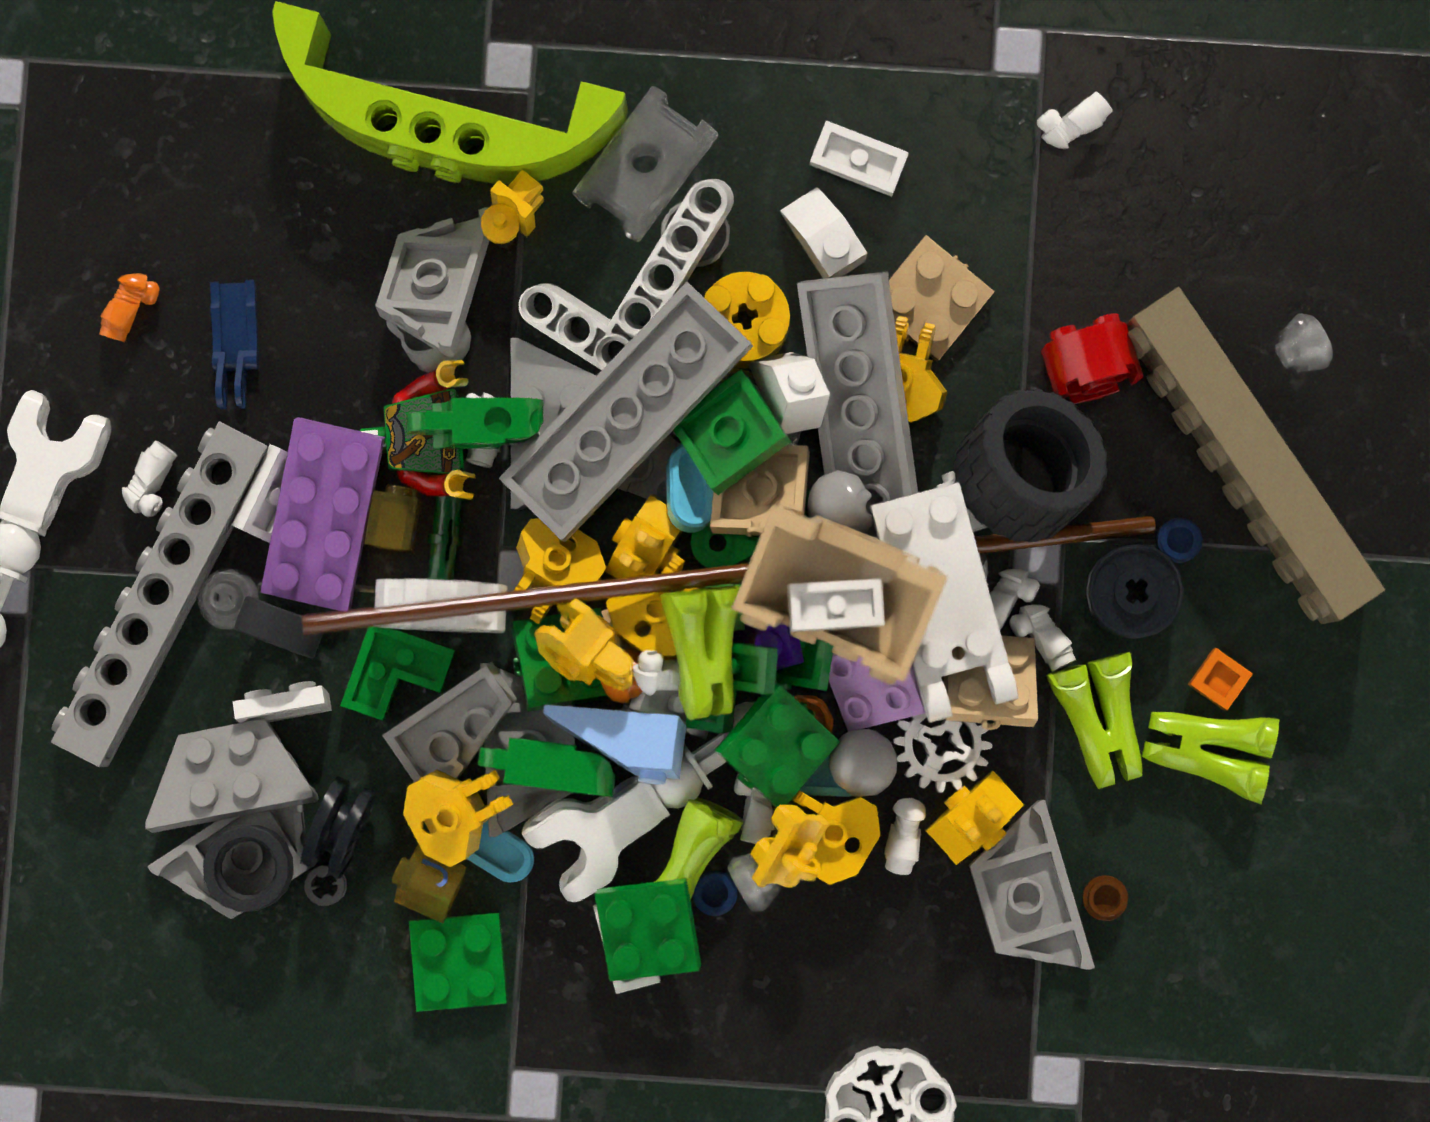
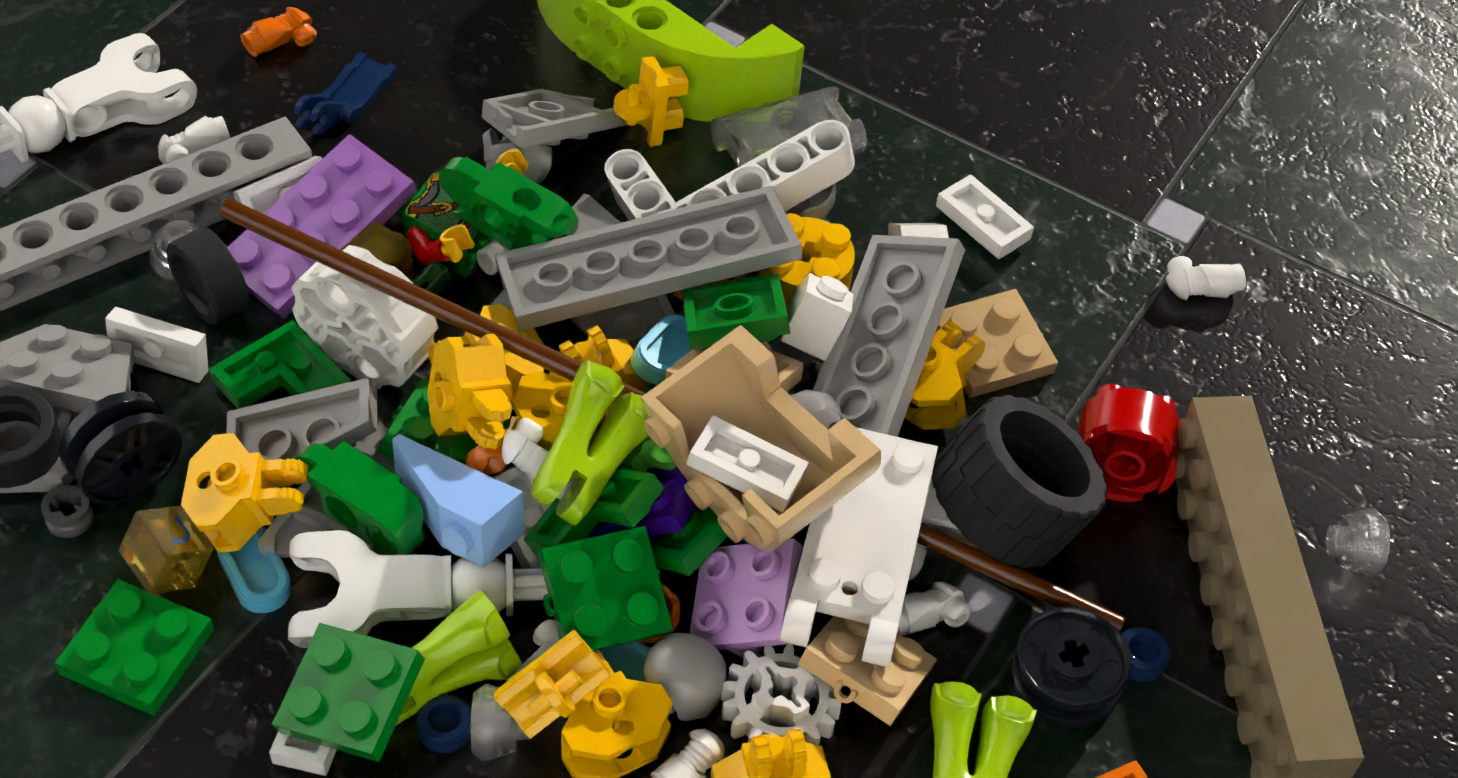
camera: 20 degrees right, 35 degrees down
(1049, 639) = (948, 647): white arm -> none

